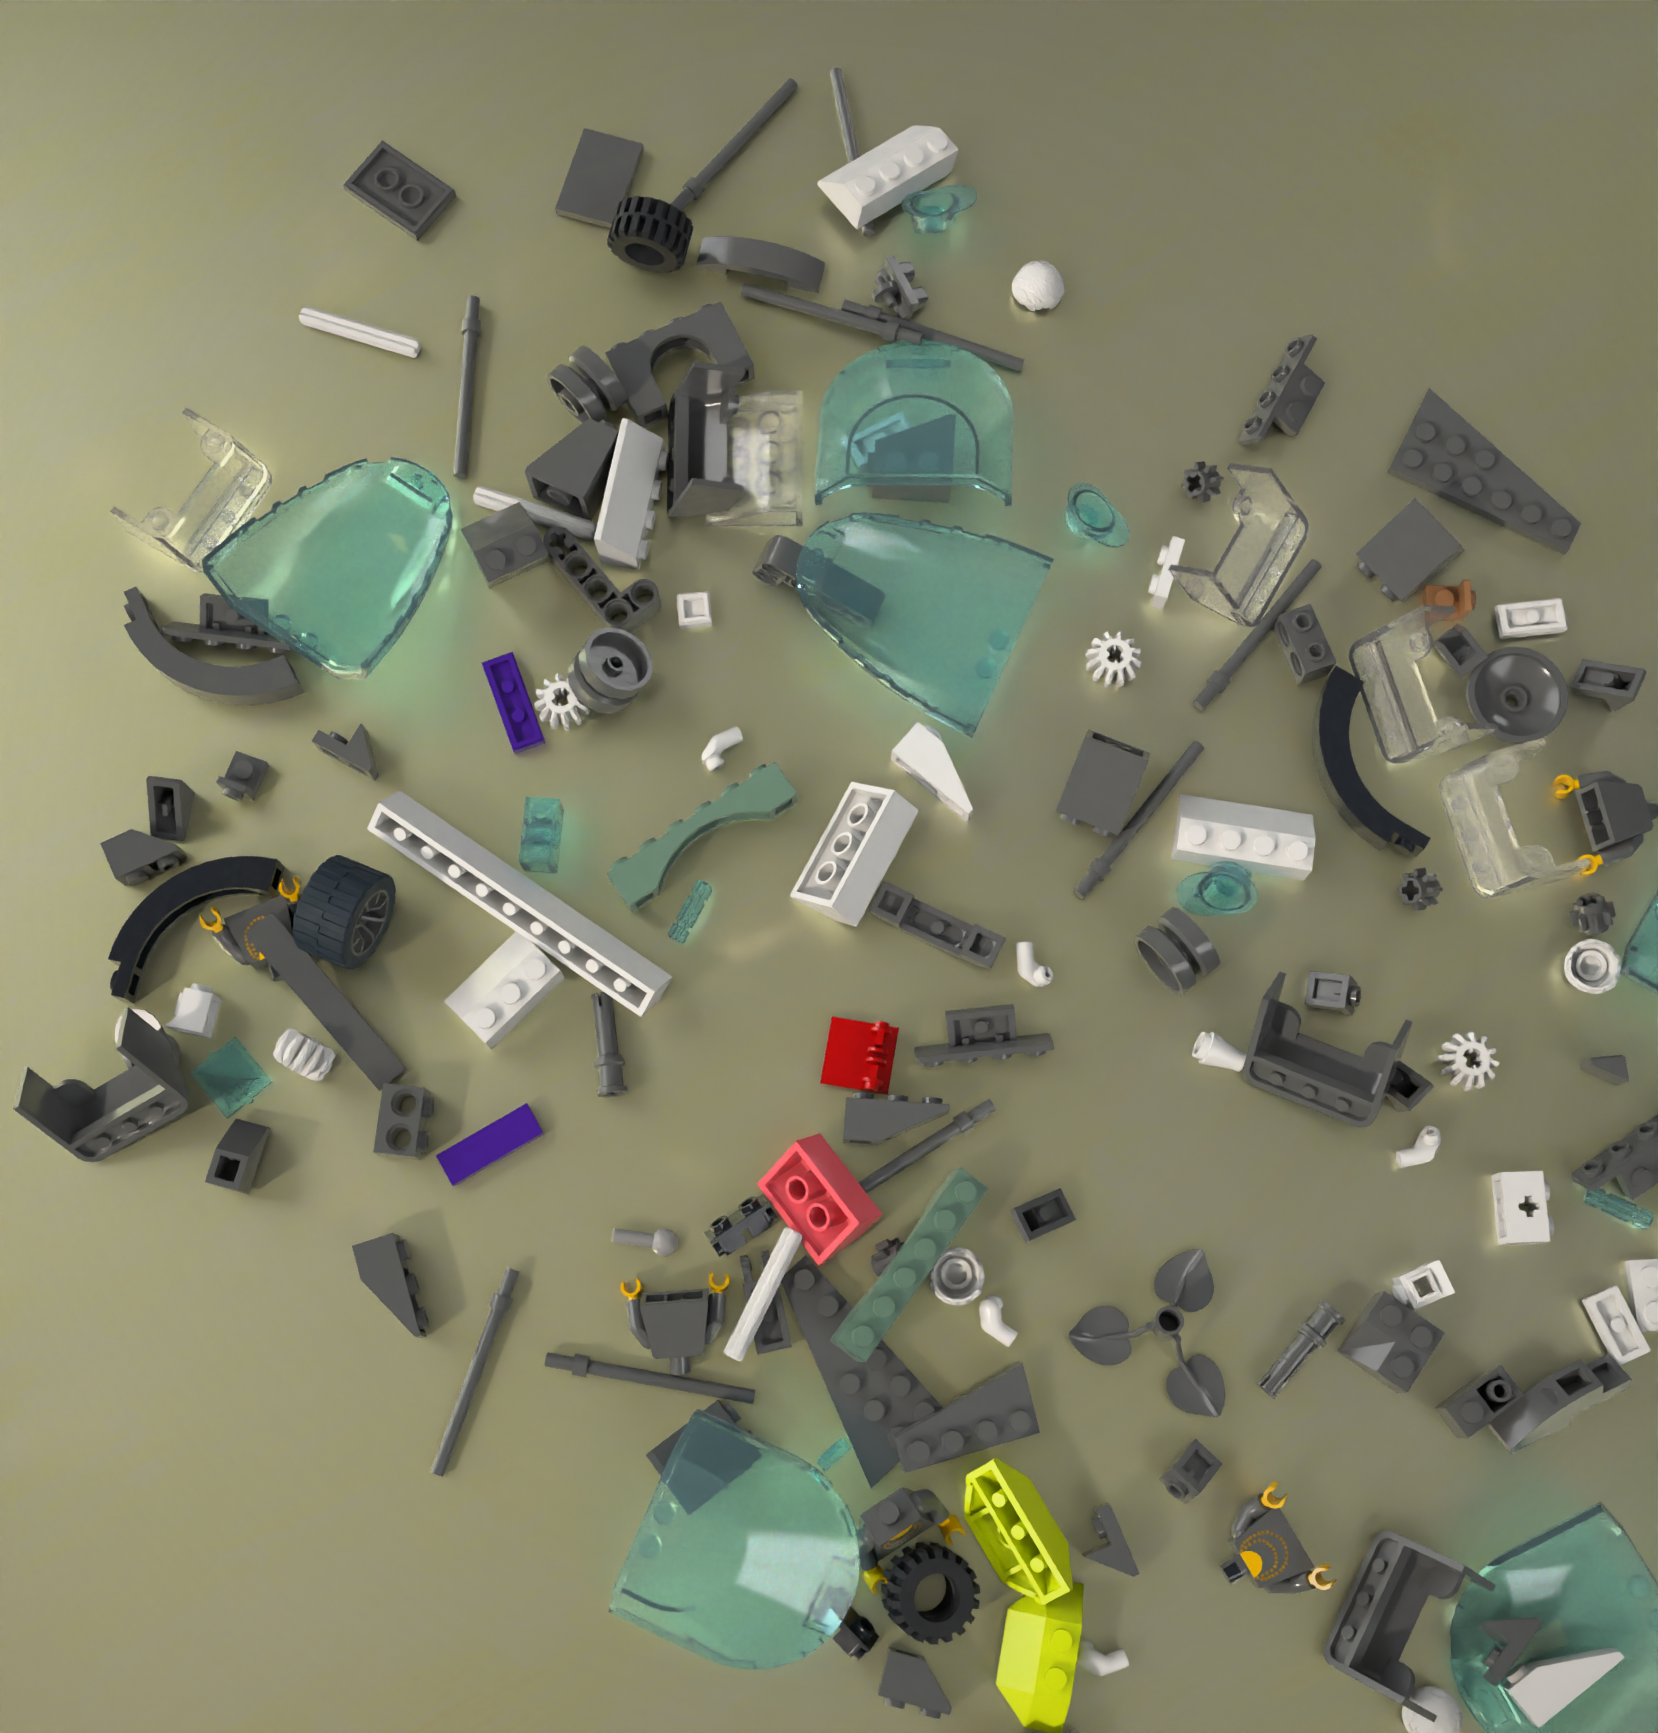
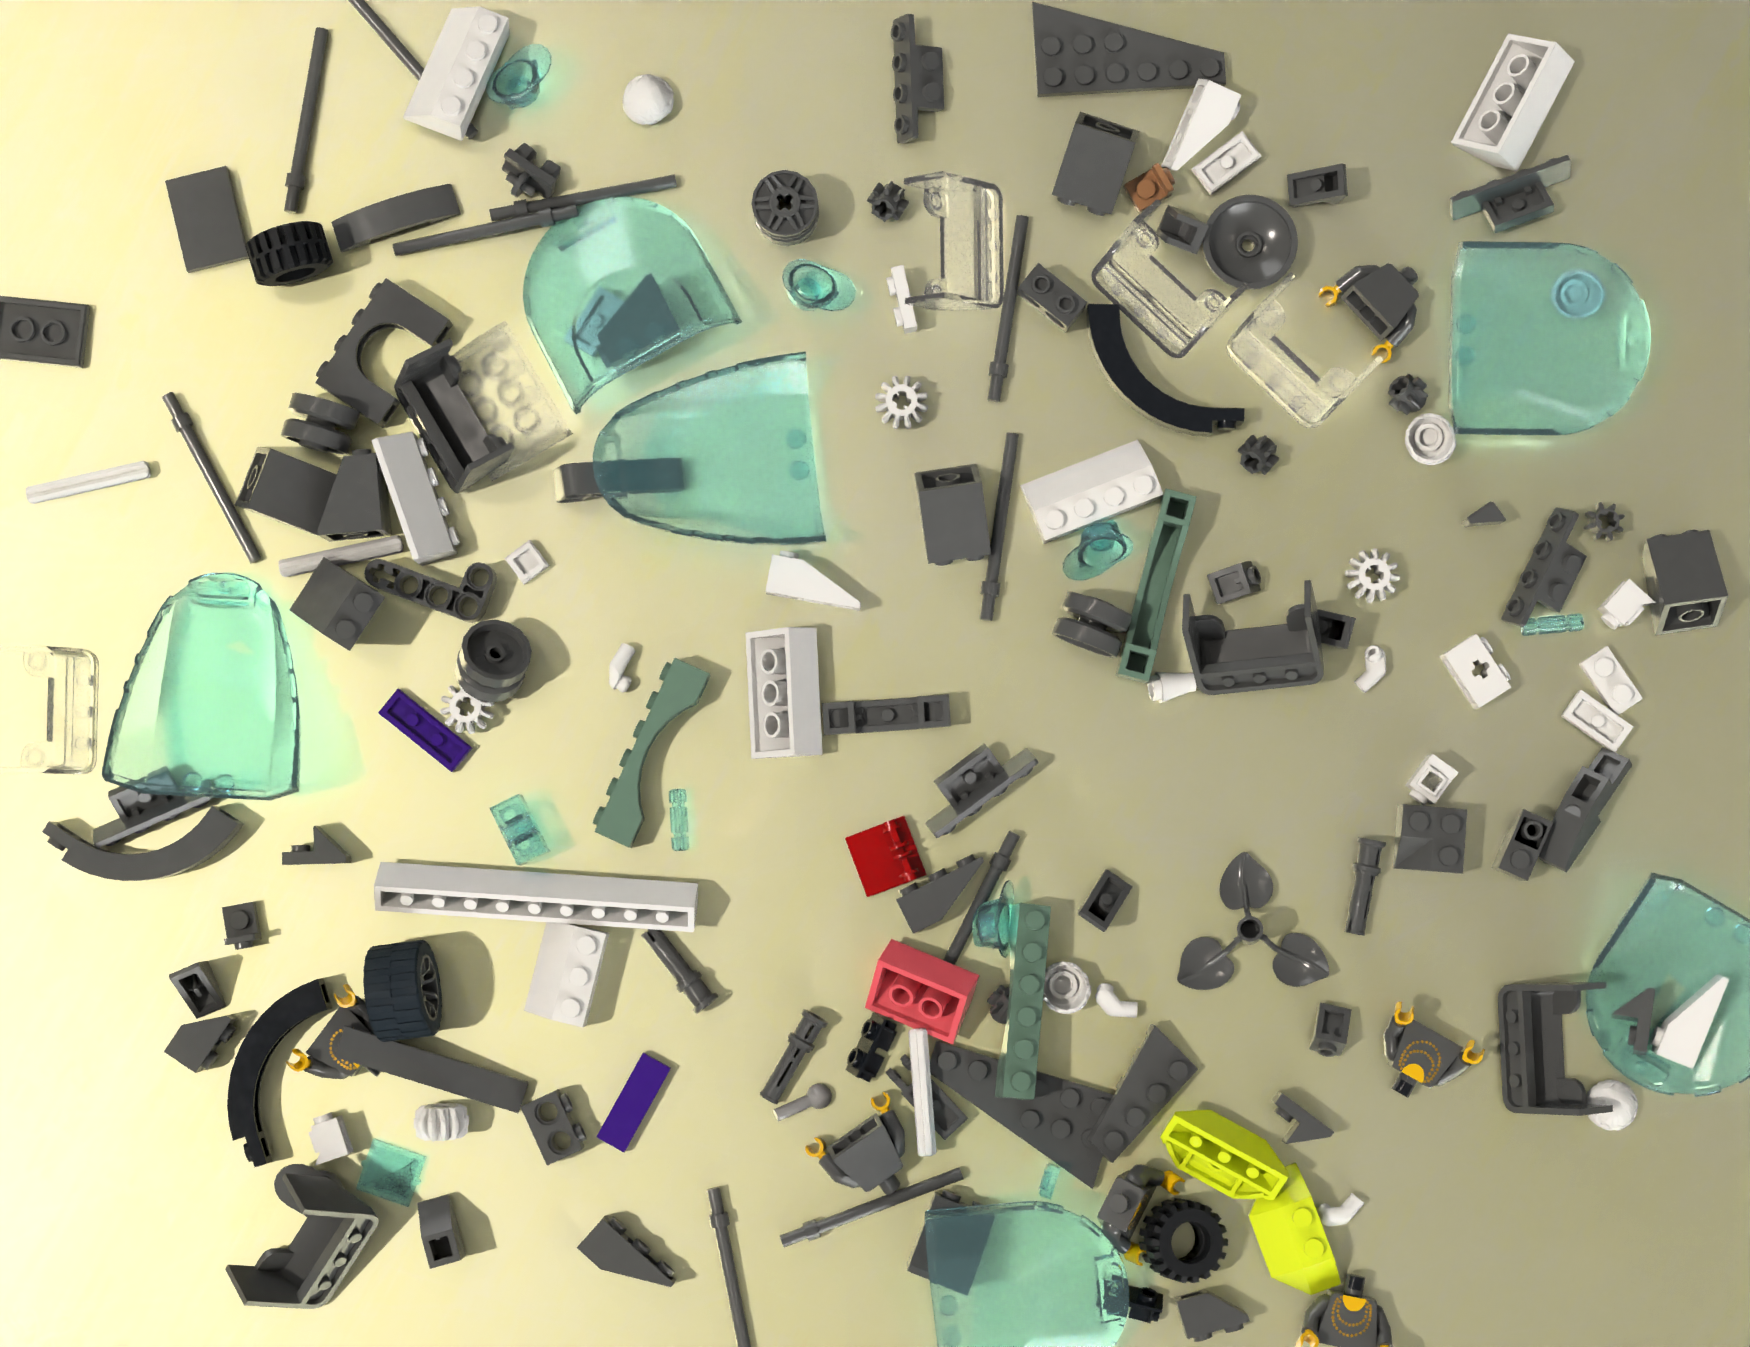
camera: 25 degrees left, 10 degrees up
(521, 427) = (286, 489): none -> dark grey slope
(625, 1211) = (799, 1043): none -> dark grey pin
(926, 1172) = (992, 921): none -> clear light blue piece
(1030, 969) = (981, 705): white arm -> none
(1107, 435) = (785, 226): none -> dark grey wheel
(1256, 952) = (1155, 586): none -> sand green arch
(1539, 563) = (1205, 116): none -> white slope

